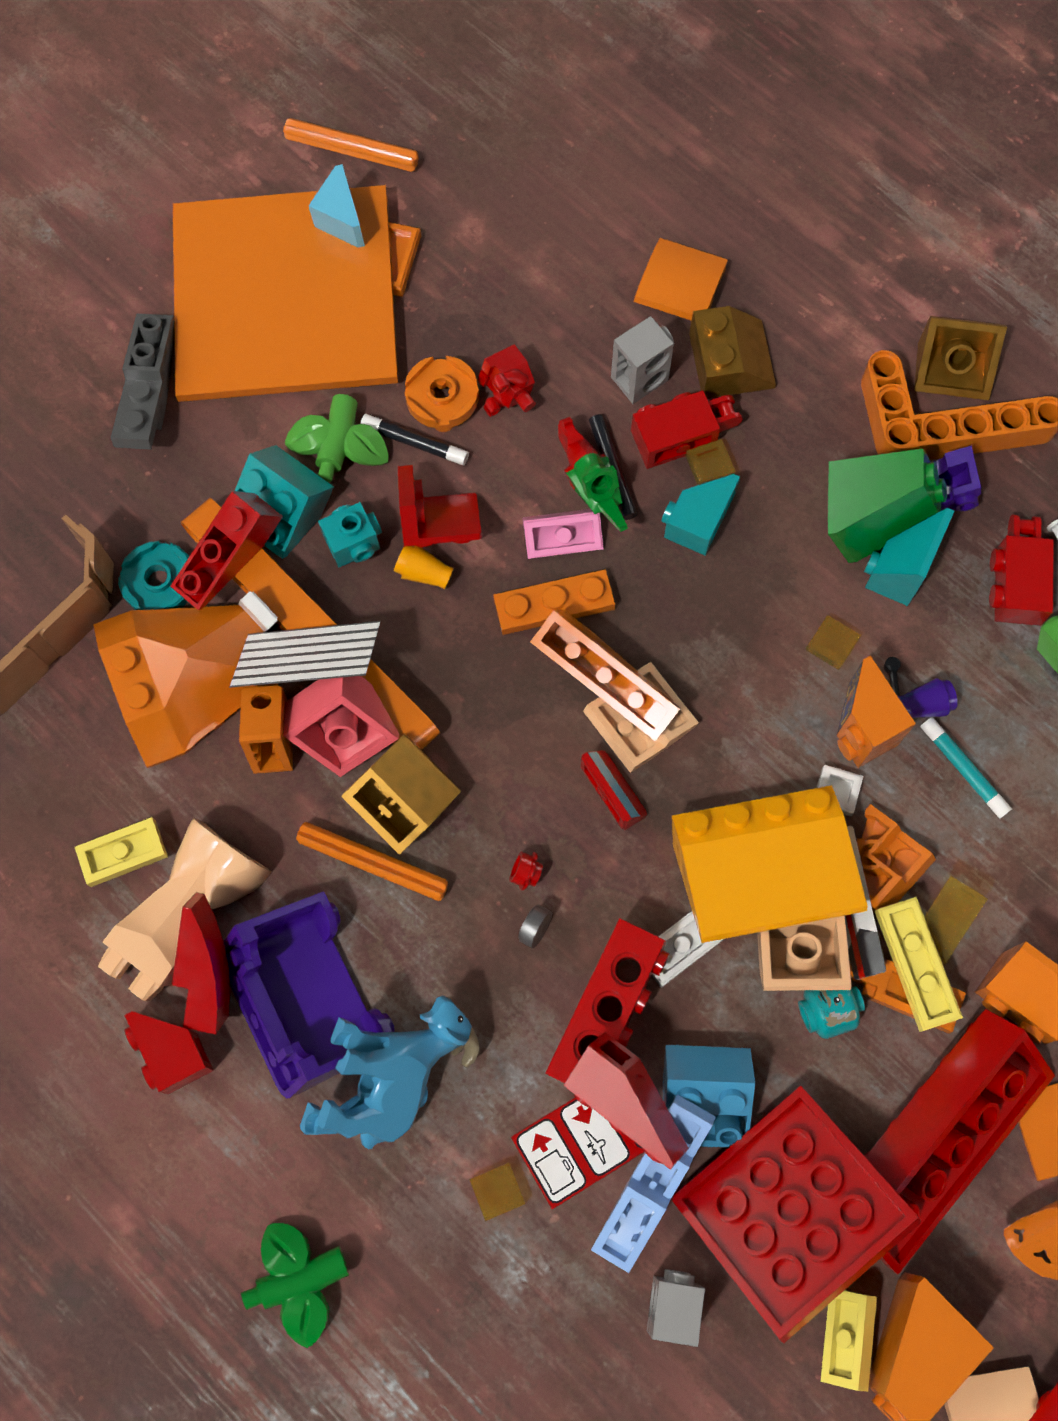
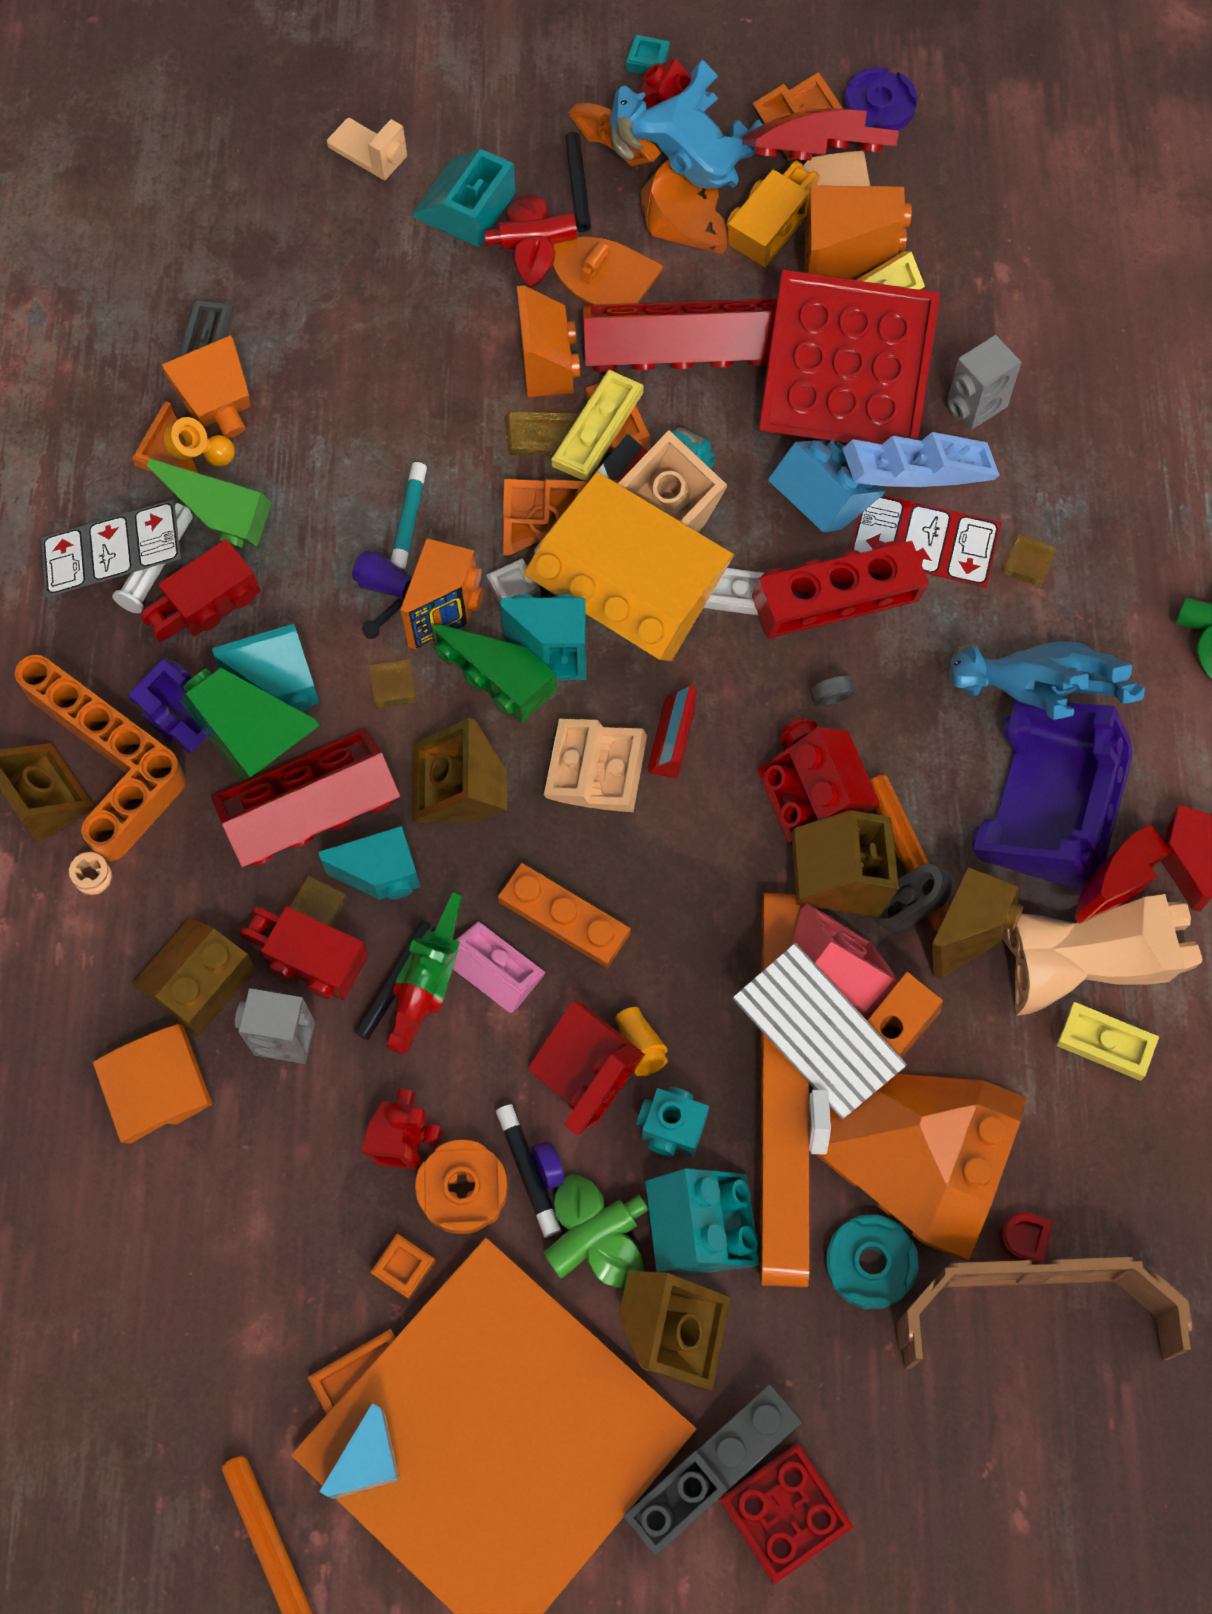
camera: 135 degrees left, 5 degrees down
(73, 680) = (1026, 1237): none -> red tile
(82, 405) = (786, 1513): none -> red tile
(226, 547) = (796, 1196): red slope -> none
(236, 424) = (674, 1326): none -> pearl gold slope
(271, 832) = (974, 921): none -> pearl gold slope
(331, 820) = (918, 895): none -> flat silver plate
(403, 447) = (548, 1165): none -> dark purple tile
(430, 327) = (403, 1266): none -> orange tile
(475, 844) = (817, 780): none -> red slope
(605, 672) = (593, 815): slope -> none
(623, 1093) = (894, 505): slope -> none
(713, 613) = (457, 776): none -> pearl gold slope
(761, 756) = (549, 629): none -> teal slope
(764, 716) = (503, 669): none -> green slope
(788, 524) = (305, 797): none -> slope
(866, 340) = (91, 860): none -> light nougat bush
(1011, 1320) = (771, 213): none -> light orange brick

